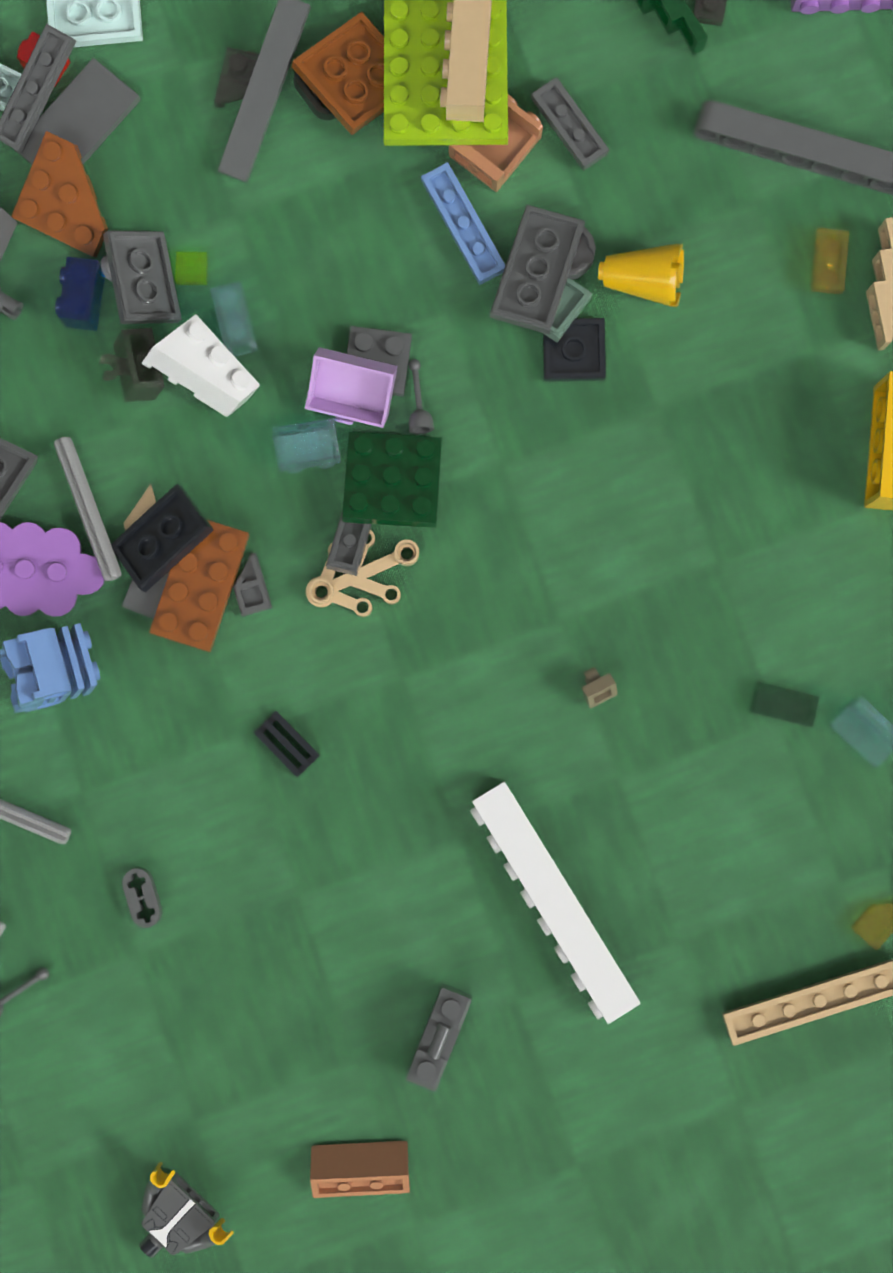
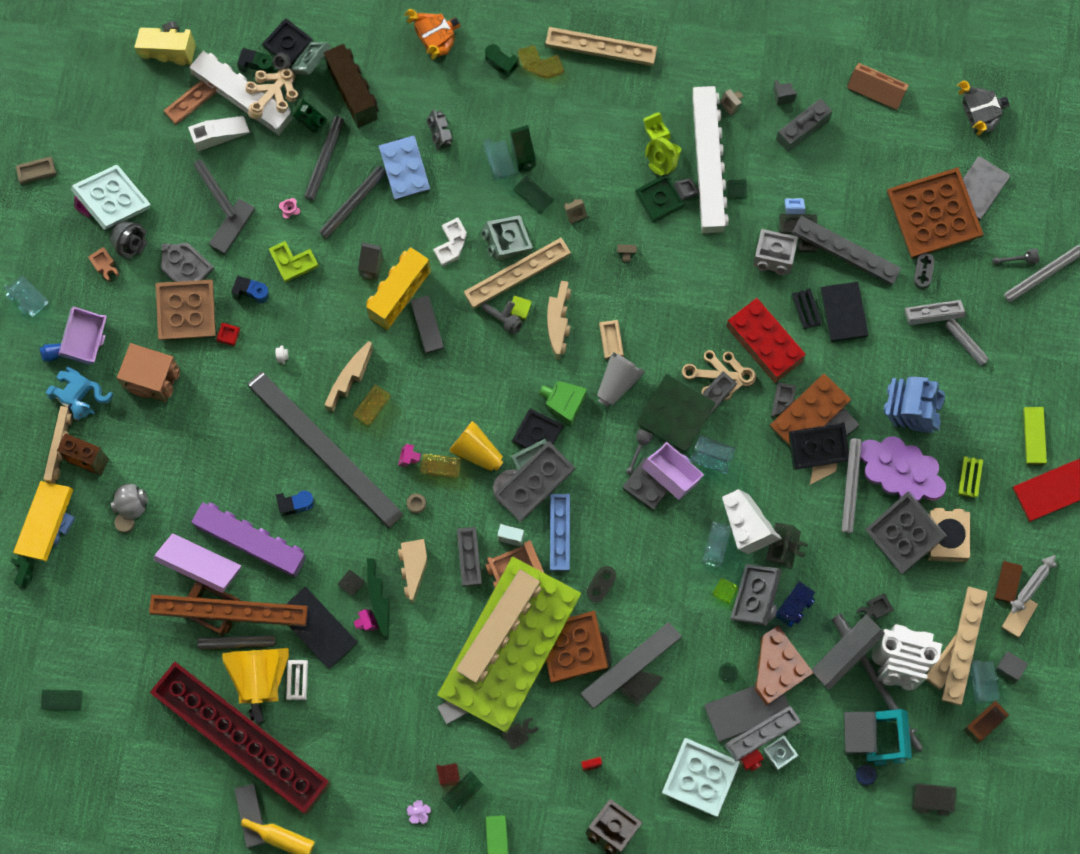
camera: 150 degrees left, 10 degrees down
(93, 839) = (935, 312): none -> light grey tile
(122, 1080) = (984, 184): none -> flat silver tile
(128, 157) = (728, 672): none -> clear green plate
(169, 1000) = (934, 213): none -> dark orange plate
(229, 769) = (844, 311): none -> black tile
(272, 864) = (846, 250): none -> dark grey plate
(319, 657) = (765, 340): none -> red brick
(356, 871) = (787, 224): none -> clear smoke plate
(366, 184) = (600, 584): none -> clear smoke plate
(376, 805) = (775, 252): none -> light grey plate
(385, 895) = (795, 206): none -> light blue tile
(486, 879) = (737, 189): none -> clear green tile
(498, 1076) = (784, 93): none -> dark grey panel
(502, 484) = (618, 379): none -> light grey cone
(528, 179) = (510, 535): none -> light aqua piece
(545, 543) = (611, 338): none -> tan tile
(563, 412) = (564, 400): none -> bright green torso
(563, 835) = (686, 188): none -> dark grey tile
(569, 1017) = (731, 101): none -> dark tan tile
(594, 802) = (660, 198): none -> dark green tile
(625, 864) = (662, 155): none -> lime tile
(634, 514) = (558, 326): none -> tan slope
(640, 75) = (415, 563): none -> tan slope
(659, 907) = (655, 127): none -> lime bracket
(683, 226) = (440, 465): none -> clear yellow plate
(685, 161) = (416, 503): none -> dark tan tile
(701, 484) = (512, 324): none -> dark grey piece
(704, 519) = (521, 307): none -> lime tile
(708, 709) = (575, 211): none -> dark tan tile
(735, 215) = (408, 456): none -> dark pink tile
(738, 567) = (517, 273): none -> tan plate
(785, 611) = (506, 237): none -> sand green plate
(822, 422) = (427, 324): none -> dark grey tile
(841, 755) = (522, 148): none -> dark green slope
(857, 577) = (451, 250): none -> white tile
(860, 59) = (294, 504): none -> leg

